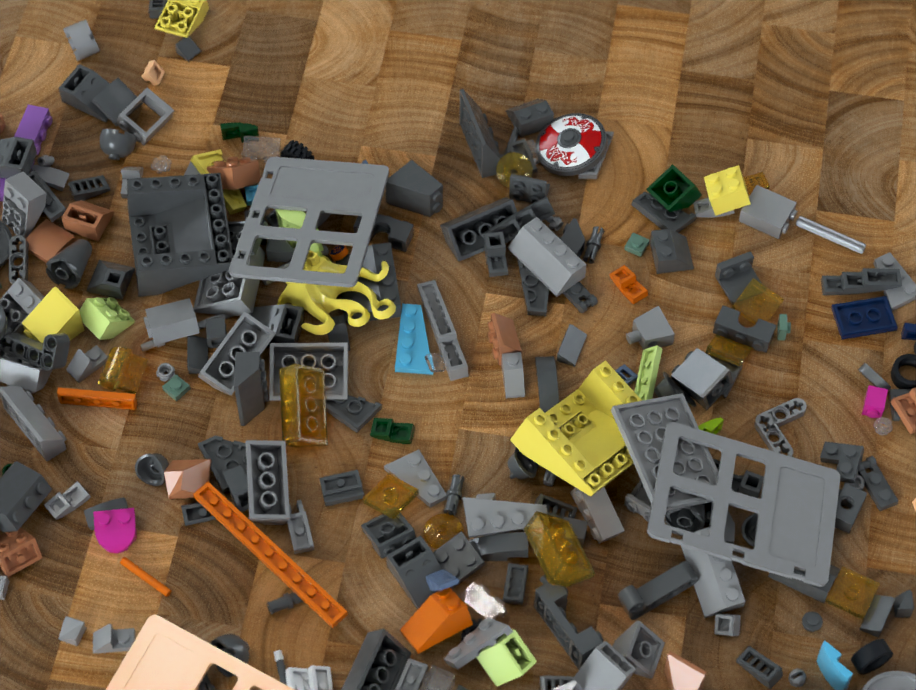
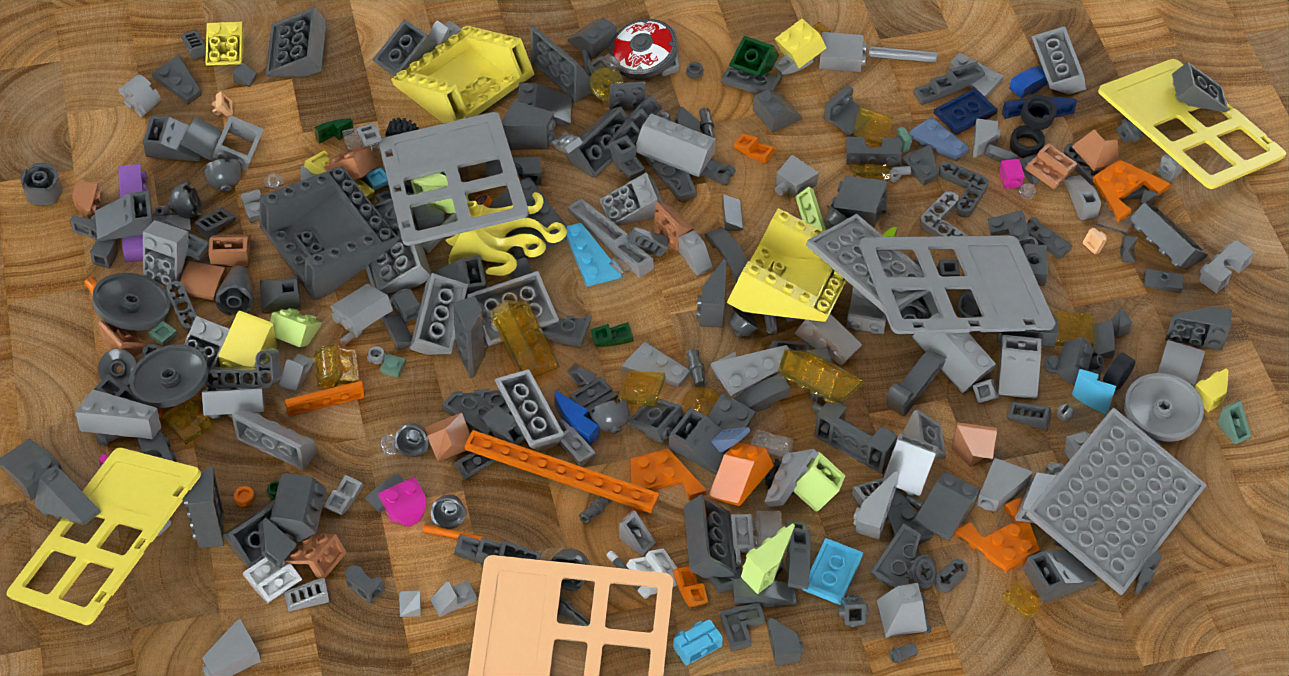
camera: 25 degrees left, 5 degrees down
(37, 591) = (363, 584): none -> dark grey leg
(71, 158) = (185, 201): none -> dark grey cylinder
(126, 34) = (177, 80): none -> dark grey wing
(130, 460) = (384, 442): none -> clear bush
(149, 553) = (448, 511): none -> dark grey helmet
(173, 611) = (479, 550): none -> dark grey slope
(249, 34) = (296, 45): none -> dark grey slope
(263, 149) = (368, 134): none -> light grey slope
(309, 643) = (635, 534): none -> light grey slope
(314, 505) = (576, 417): none -> blue slope
(340, 461) = (580, 375): none -> dark grey slope
(344, 71) = (403, 48): none -> dark grey slope
(345, 514) = (611, 416): none -> dark grey cylinder
(366, 587) = (660, 471): none -> orange wing
(387, 68) = (441, 32): none -> light grey slope
(388, 115) = (466, 74): none -> light yellow slope
(445, 219) = (566, 142): none -> light grey plate
(449, 169) = (547, 99): none -> dark grey slope
(473, 347) = (654, 242): none -> dark grey slope
(480, 299) = (632, 201): none -> light grey slope
(502, 426) = (711, 303): none -> dark grey slope
(515, 584) = (790, 421): dark grey plate -> none
(611, 183) = (694, 70): none -> dark grey plate
(637, 244) = (743, 114): sand green plate -> none
(759, 359) = (897, 172): none -> light grey arm
(772, 612) = (1019, 366): none -> light grey slope
(789, 359) = (922, 164): none -> dark grey wing
(821, 337) = (939, 138): none -> sand blue wing
(826, 402) = (971, 187): none -> dark grey beam
(840, 629) = (1078, 355): none -> dark grey slope
(868, 351) = (984, 134): none -> light grey slope

